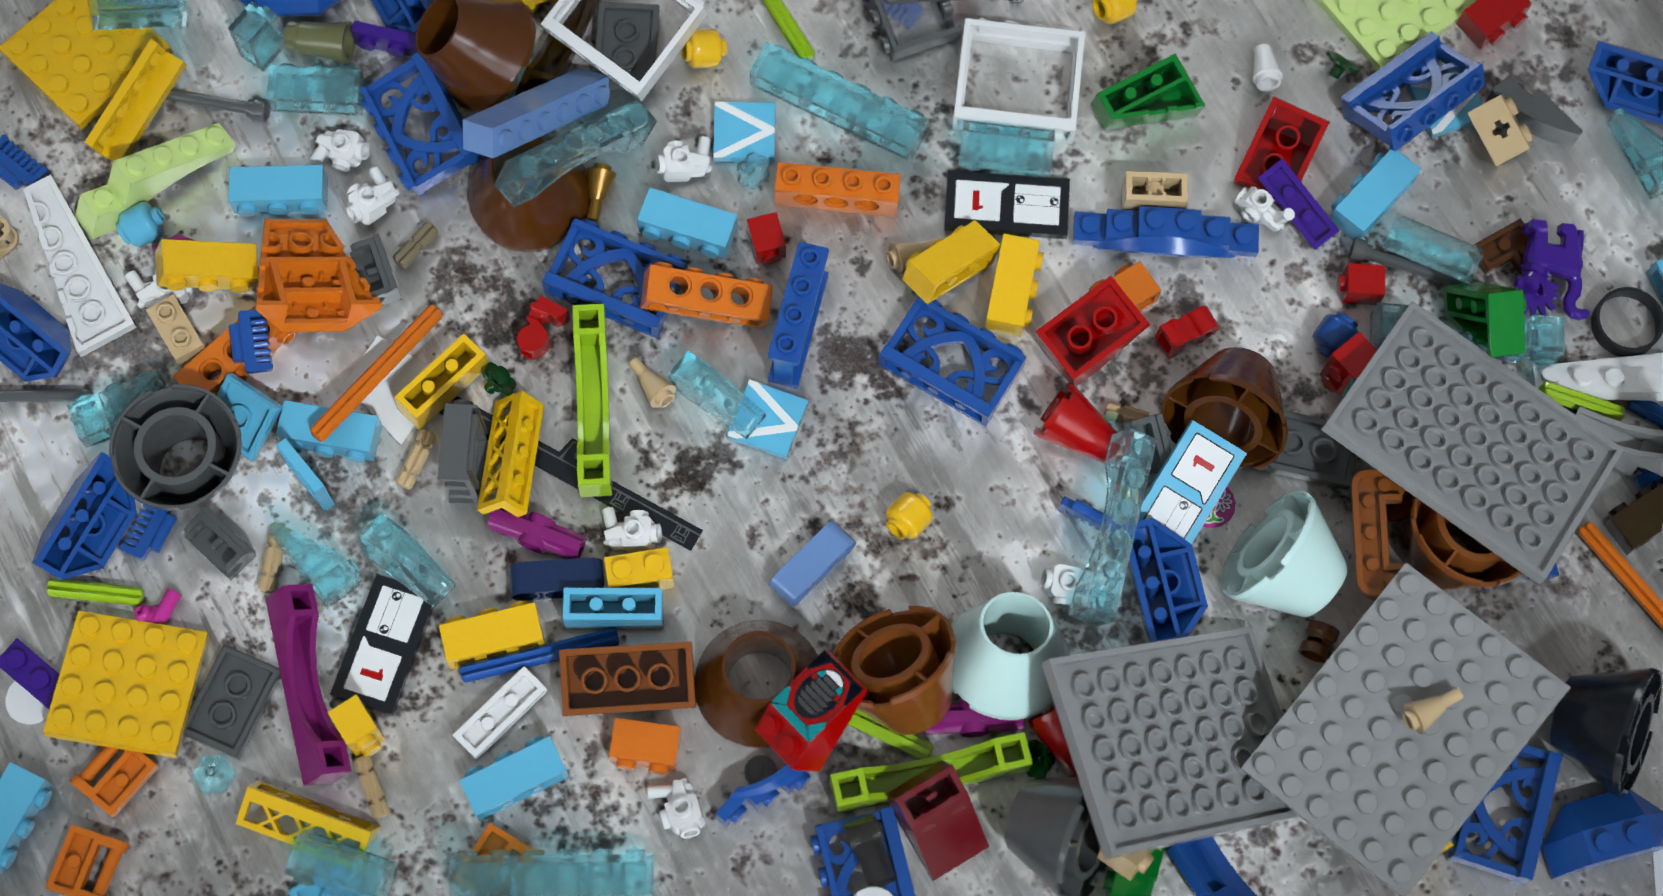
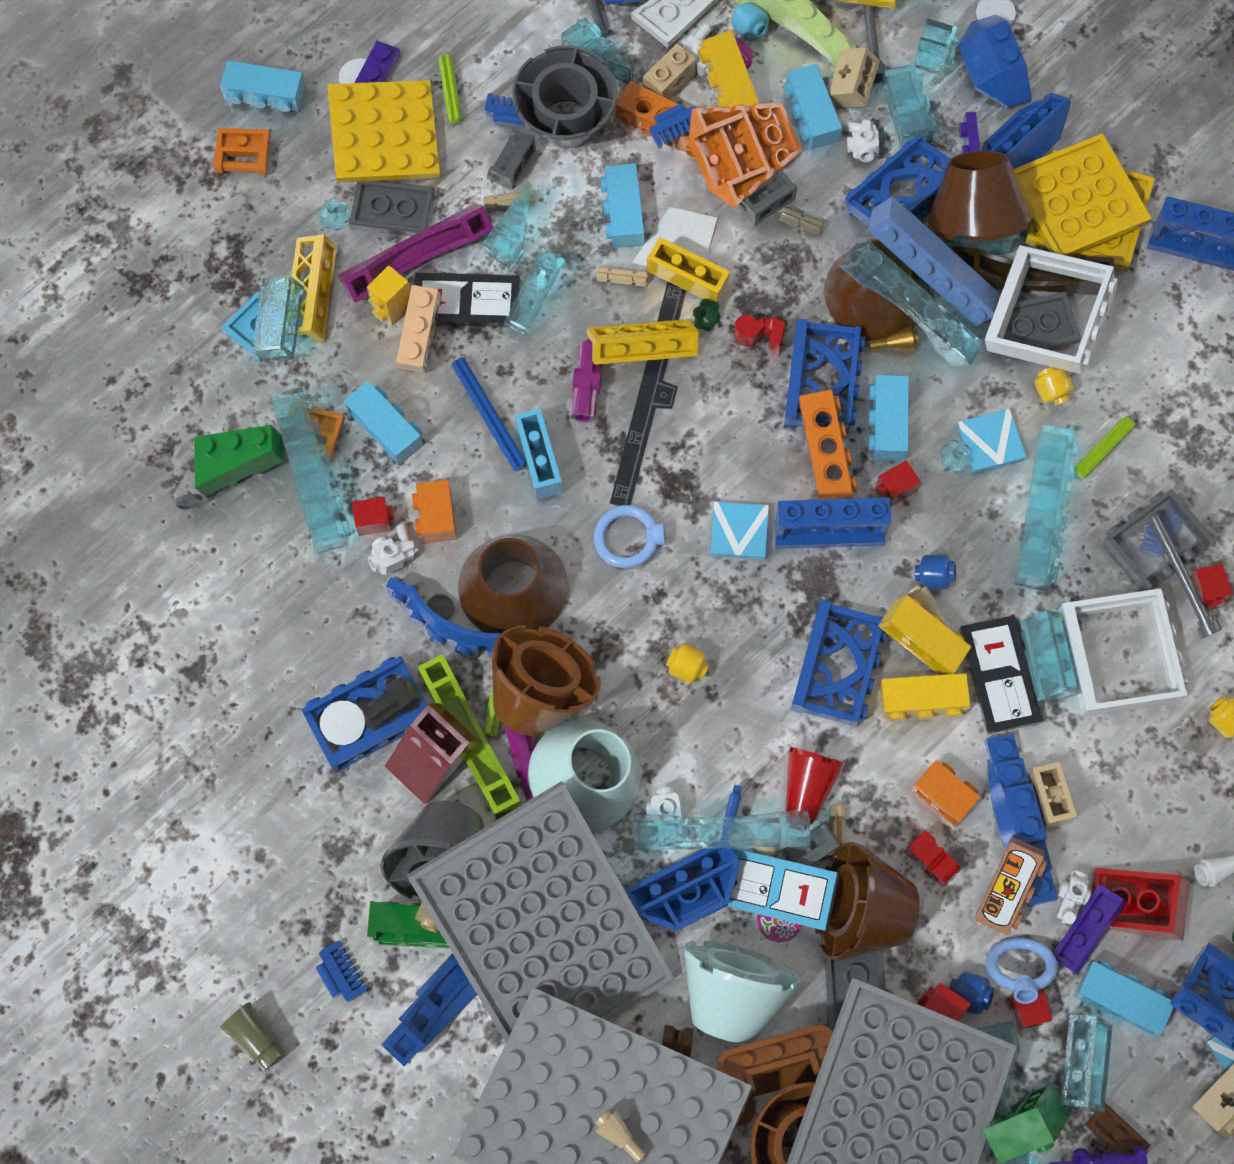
camera: 80 degrees right, 0 degrees up
(86, 523) = (489, 62): blue wedge -> none
(119, 783) = (308, 151): orange plate -> none
(160, 612) = (446, 137): dark pink arm -> none
(253, 411) = (616, 141): medium azure tile -> none
(261, 134) = (853, 77): none -> tan brick
(305, 475) = (579, 196): medium azure tile -> none
(321, 40) = (952, 96): olive plant -> none
(368, 202) = (824, 174): white piece -> none
(371, 787) = (351, 325): tan axle -> none
(375, 373) = (680, 221): orange axle -> none
(411, 704) = (418, 329): none -> light nougat brick
(462, 451) = (629, 297): dark grey window -> none
(491, 633) = (494, 372): yellow brick -> none
(500, 713) = (433, 398): white plate -> none
(549, 577) = (553, 406): dark blue beam -> none
(593, 410) = (669, 401): lime arch -> none
(627, 678) = (482, 480): dark orange brick -> none
(628, 819) = (372, 516): none -> red brick
(634, 534) = (607, 453): white piece -> none
(640, 570) = (575, 466): yellow brick -> none
(657, 389) = (736, 436): tan cone -> none
(680, 164) = (941, 398): white piece -> none
(715, 395) = (743, 480): clear light blue slope -> none
(745, 509) = (654, 530): none -> light blue piece
(812, 563) = (623, 598): medium blue beam -> none
(812, 713) = (478, 617): slope -> none
(837, 189) = (962, 527): orange brick -> none
(878, 230) = (936, 572): none -> blue head
(1091, 331) = (897, 769): red slope -> none
(1149, 96) = (1145, 767): green wedge -> none
(1240, 261) = (1011, 886): none -> brick
(1349, 278) = (1024, 987): none -> light blue piece
(1364, 252) = (1064, 1001): dark grey piece -> none

